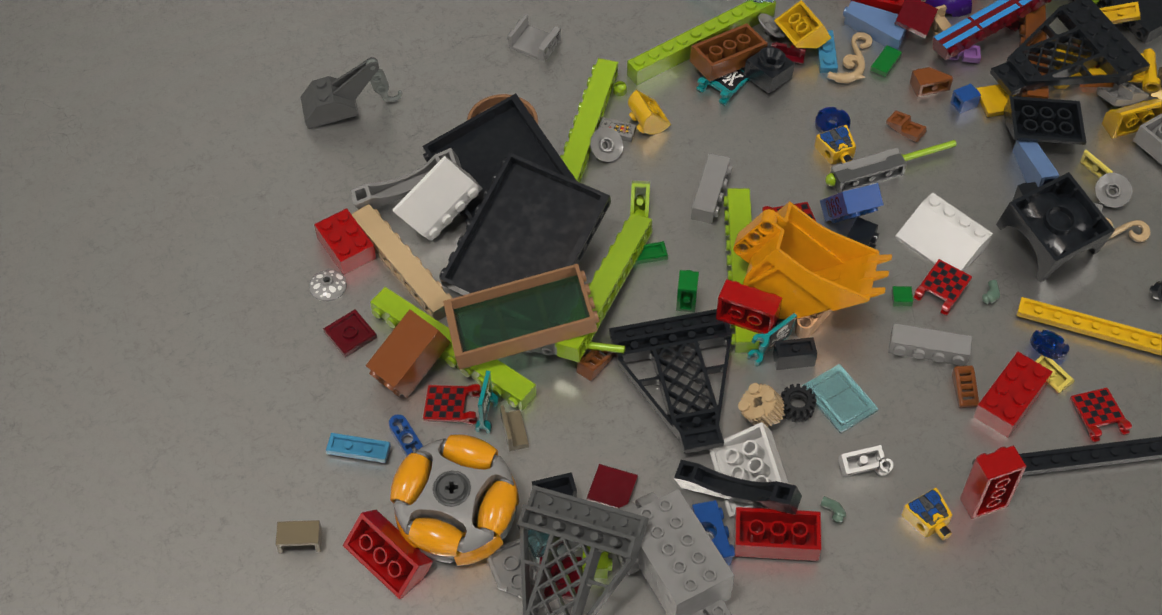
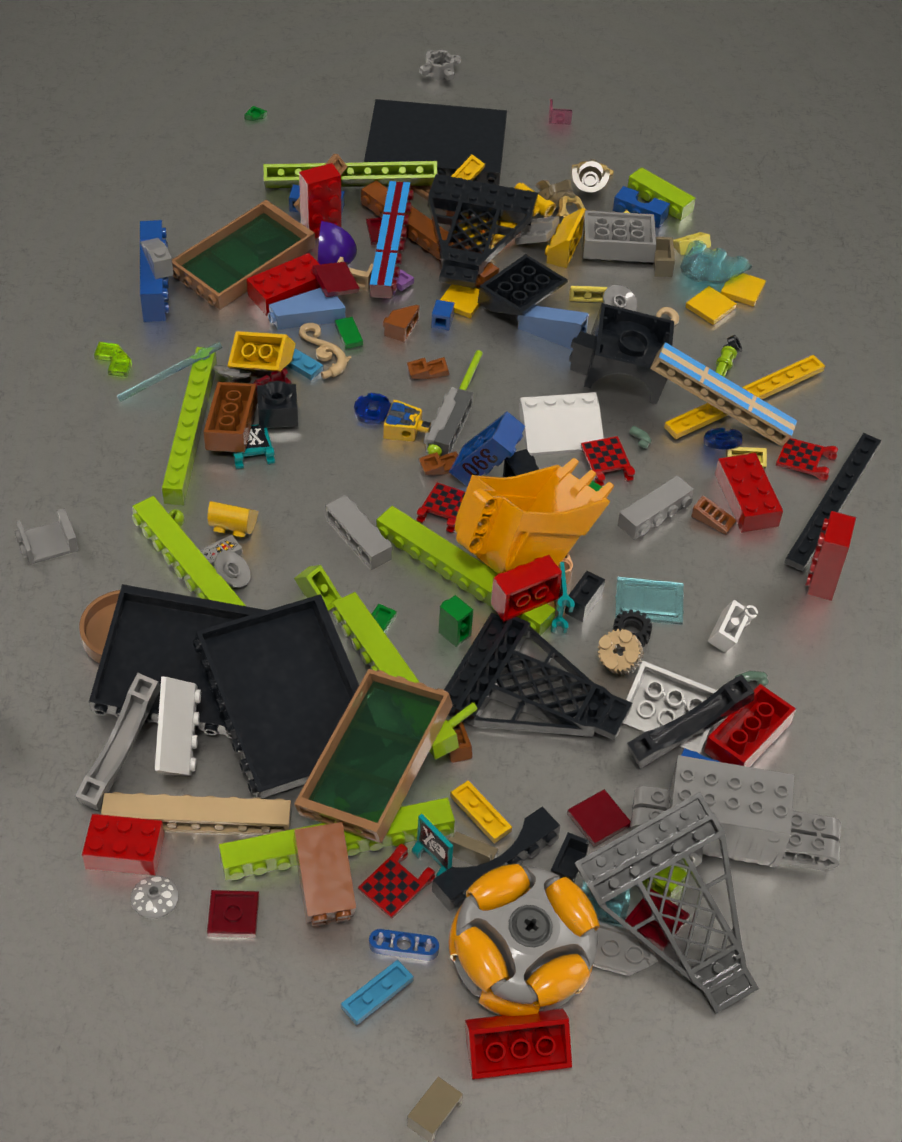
camera: 55 degrees left, 5 degrees down
(548, 413) = (481, 811): none -> yellow plate
(558, 456) = (537, 832): none -> black arch
(820, 188) = (436, 465): none -> dark orange slope
(929, 514) = (811, 621): torso -> none
(1082, 312) = (723, 394): none -> tan brick
(1131, 297) = (724, 362): none -> lime pin

